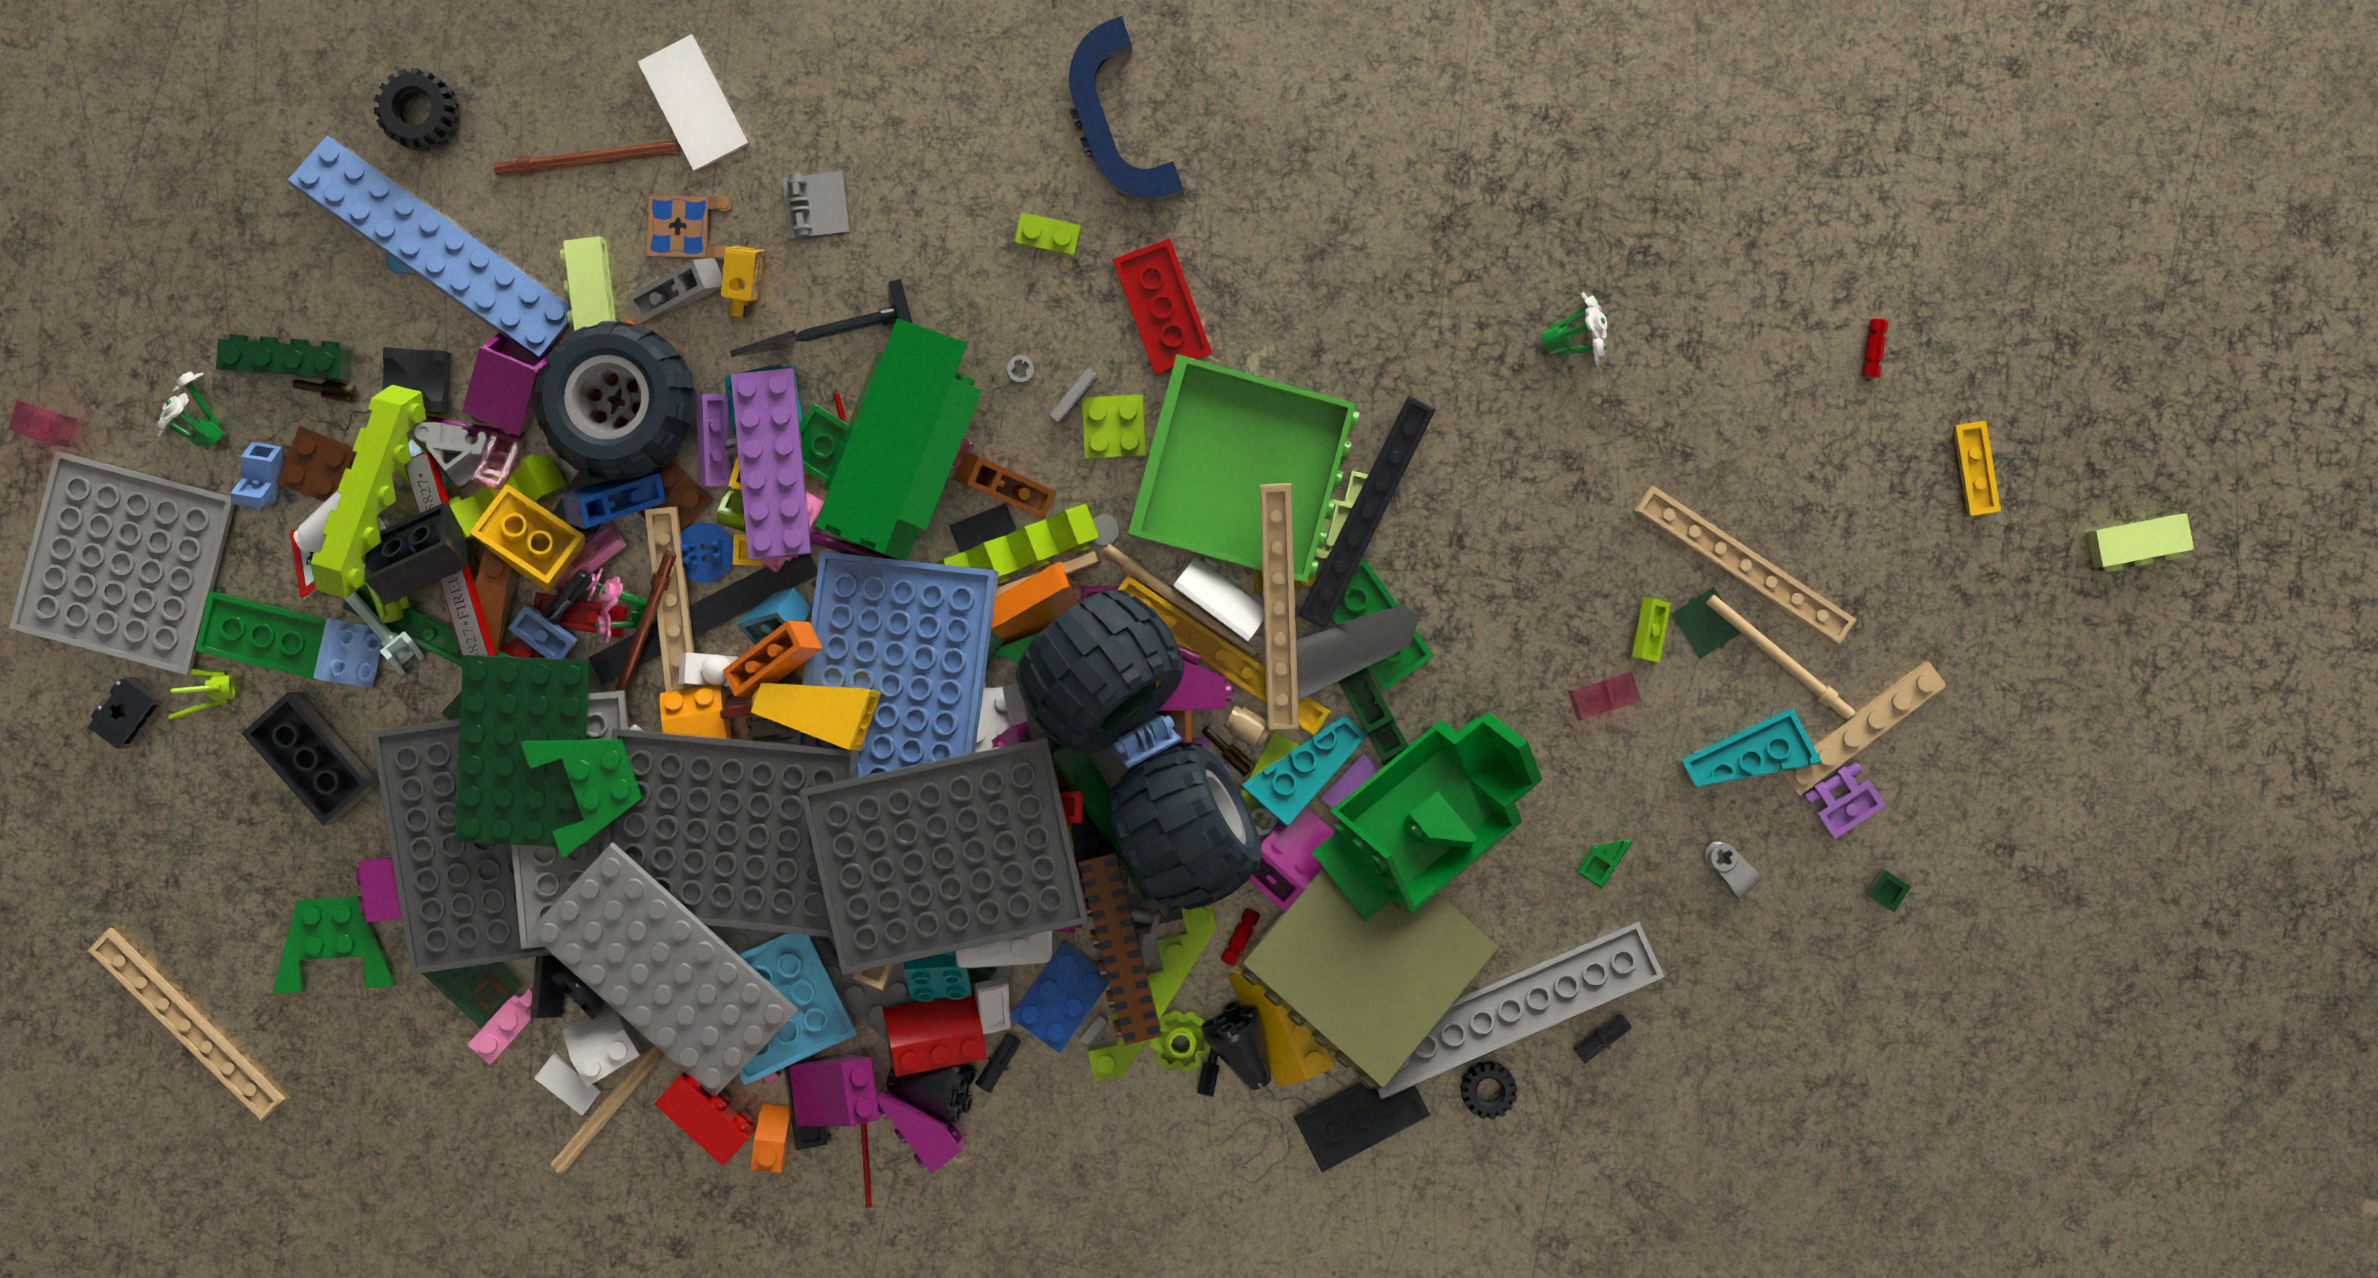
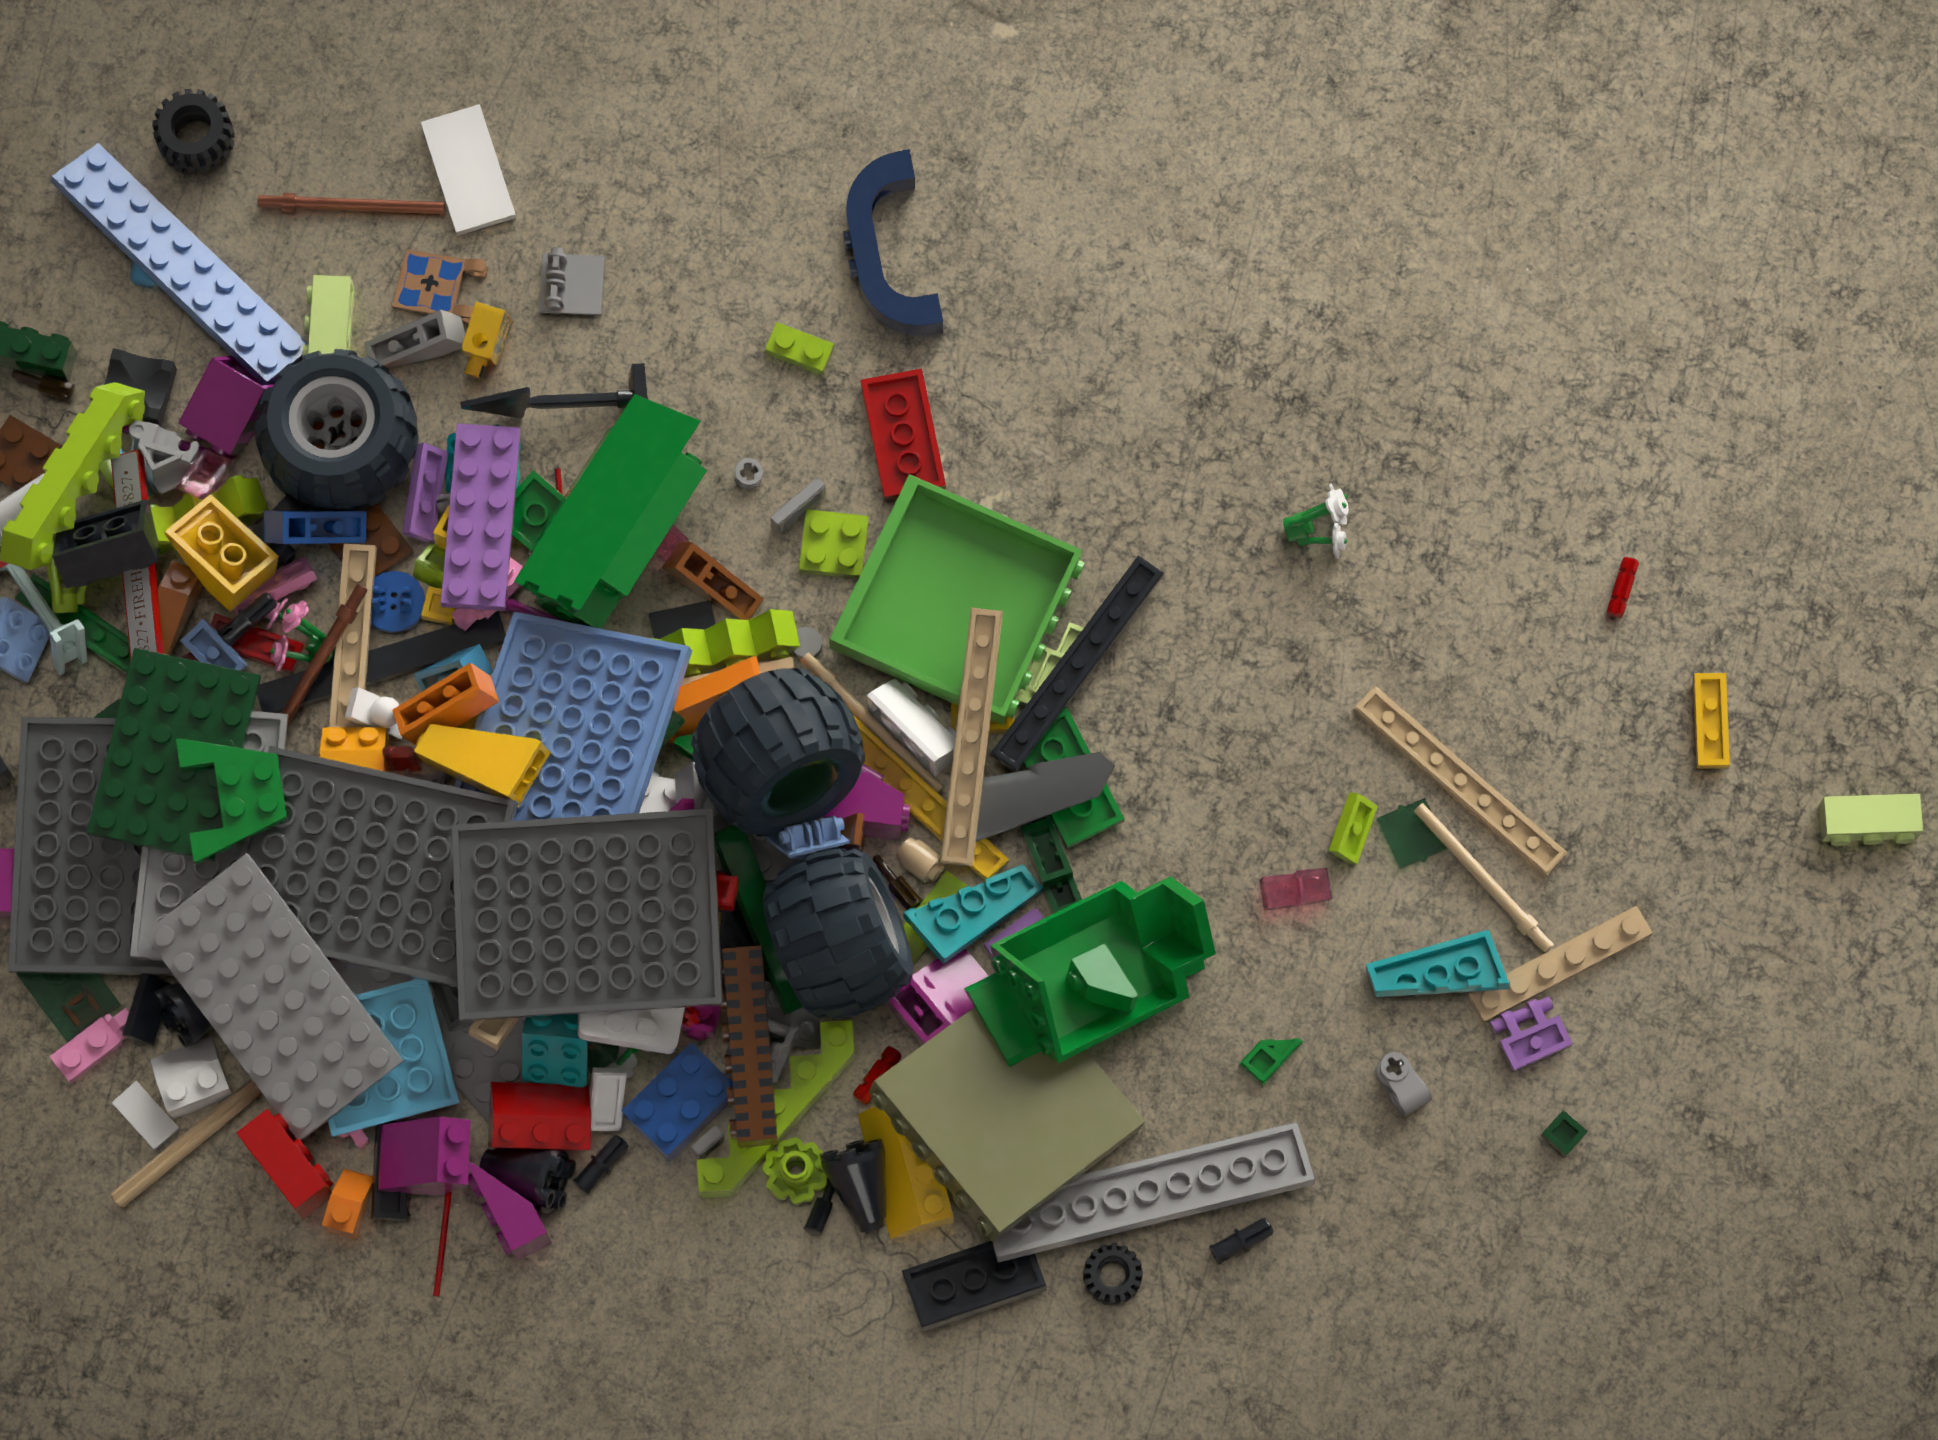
camera: 15 degrees right, 15 degrees down
(1270, 825) = (925, 950): light grey bush -> none

